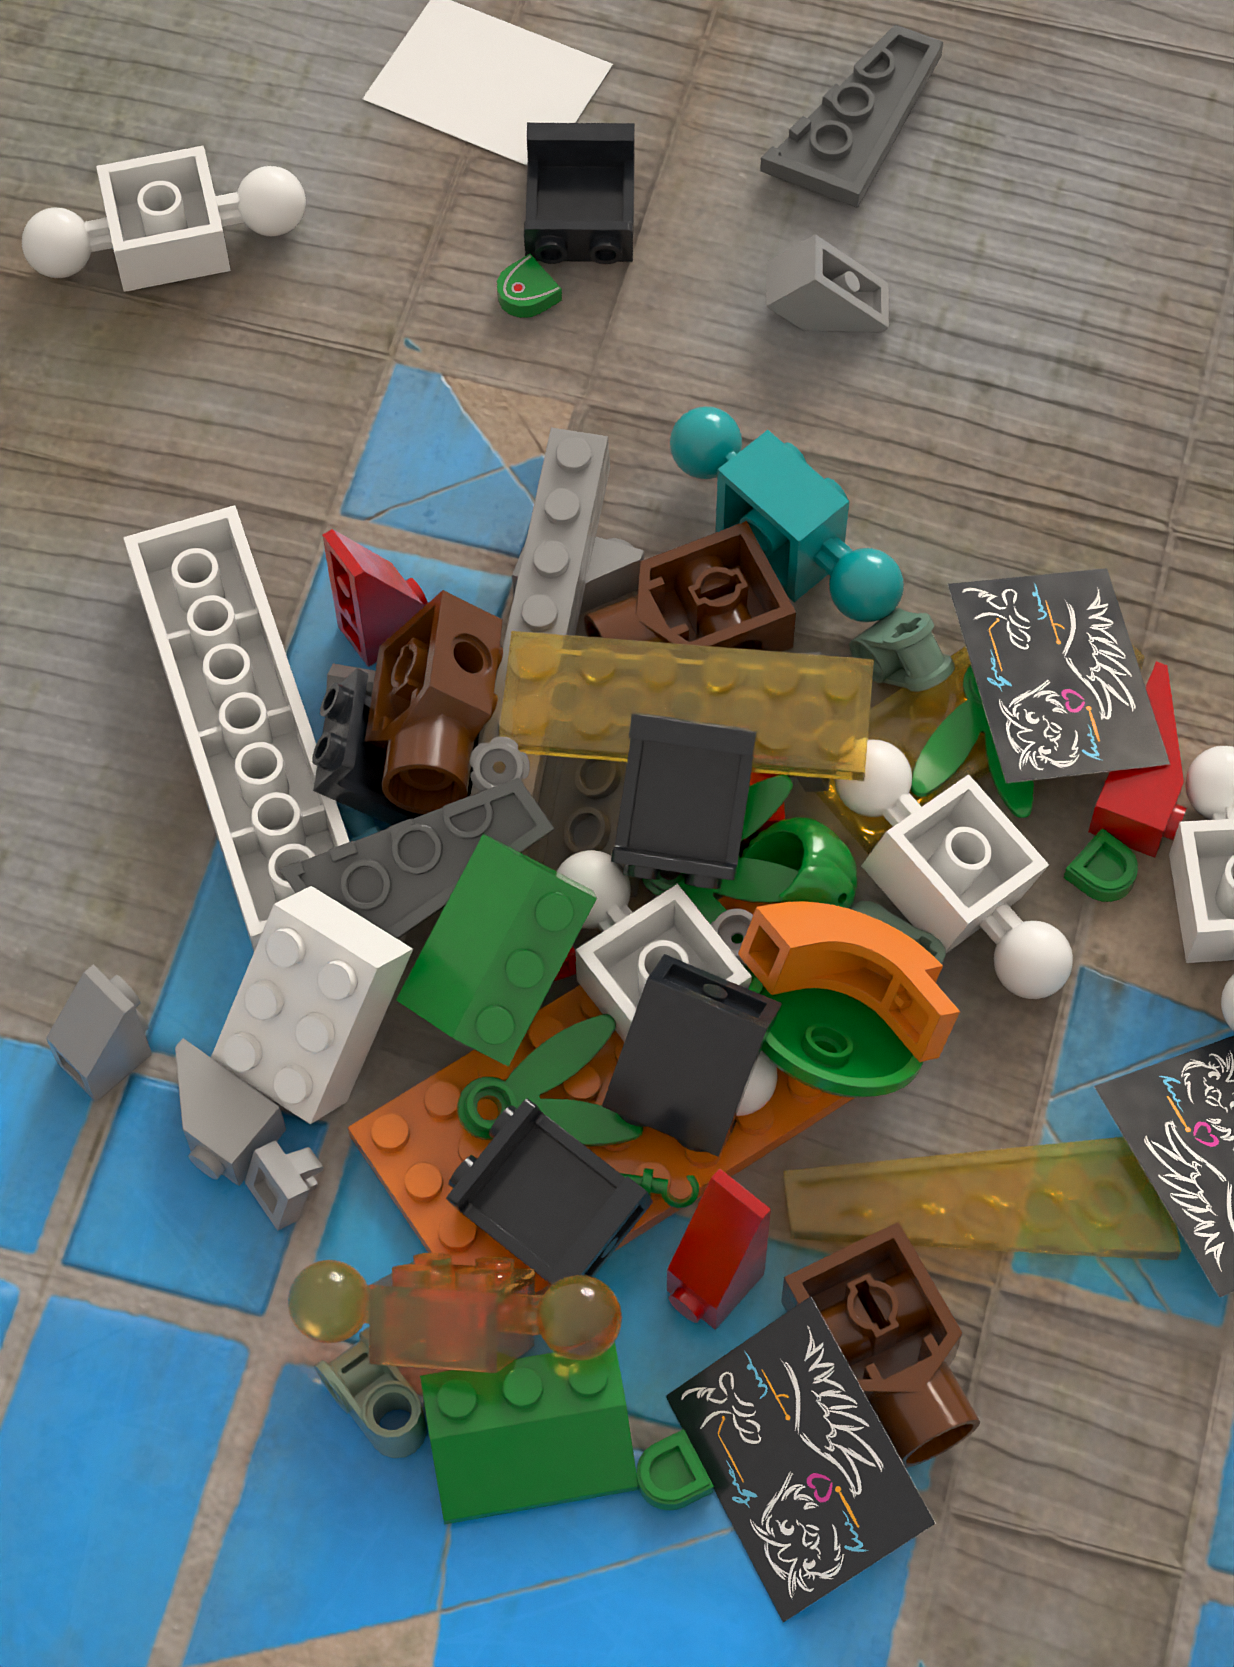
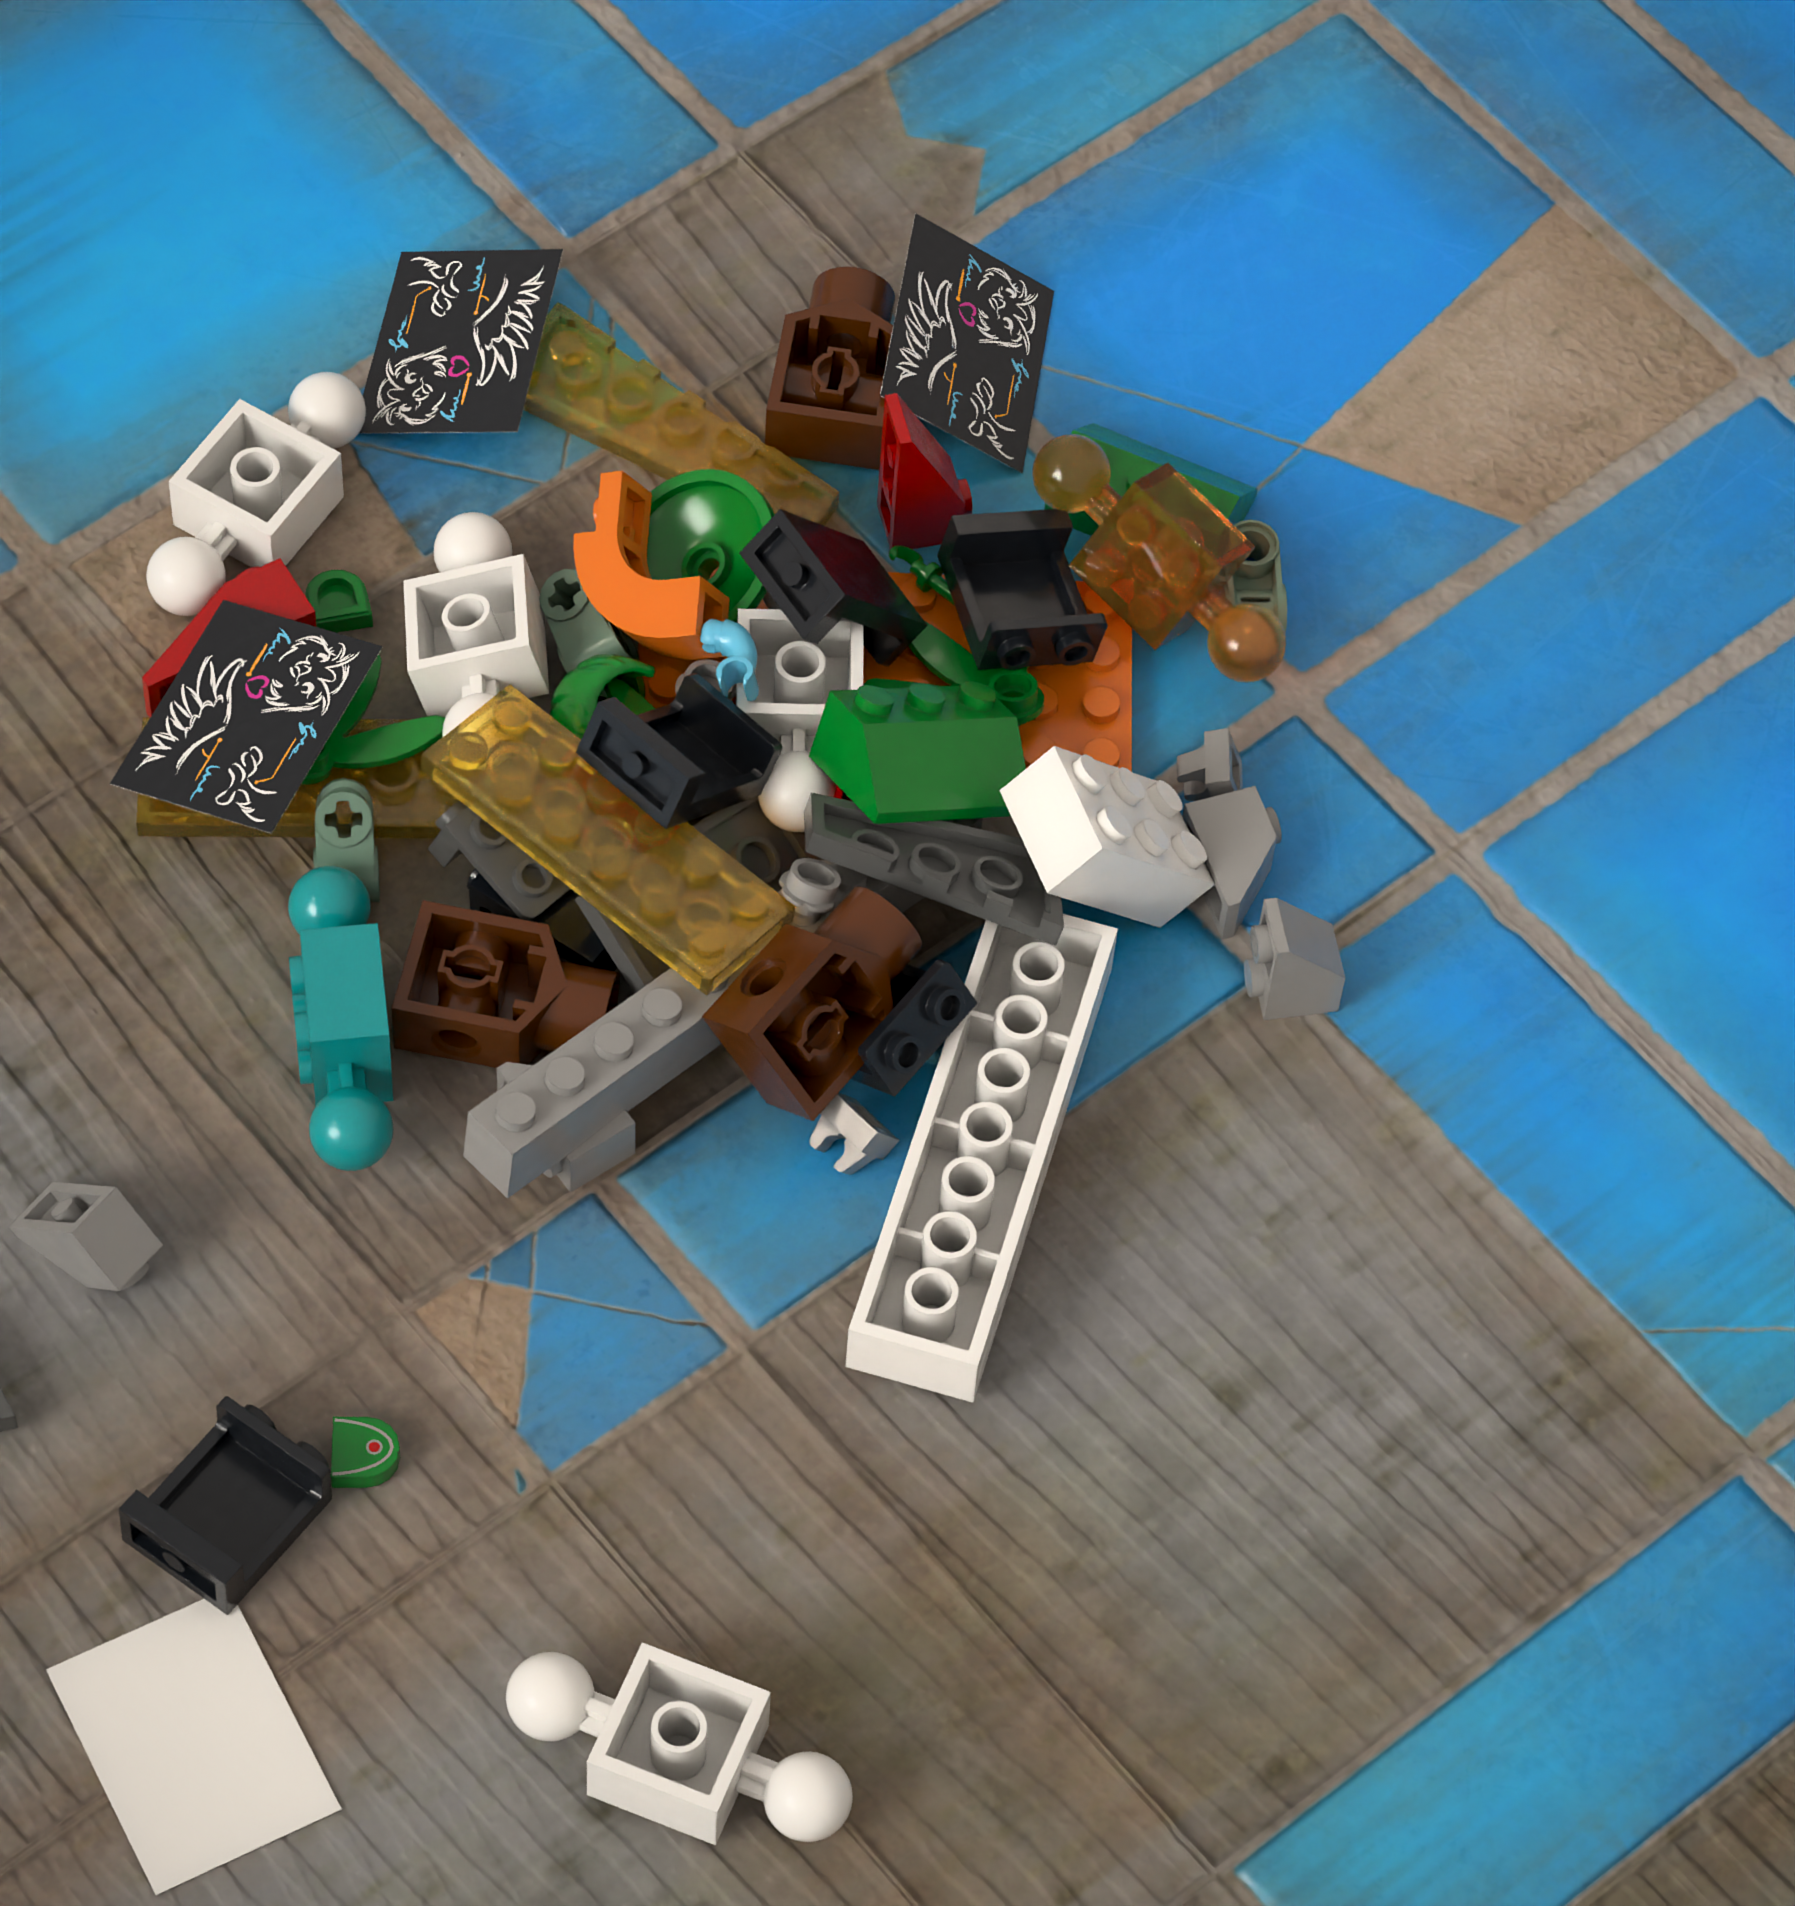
camera: 150 degrees left, 5 degrees down
(368, 595) = (779, 1171): red slope -> none
(672, 1473) = (1059, 412): green tile -> none
(721, 930) = (737, 644): none -> medium azure arm

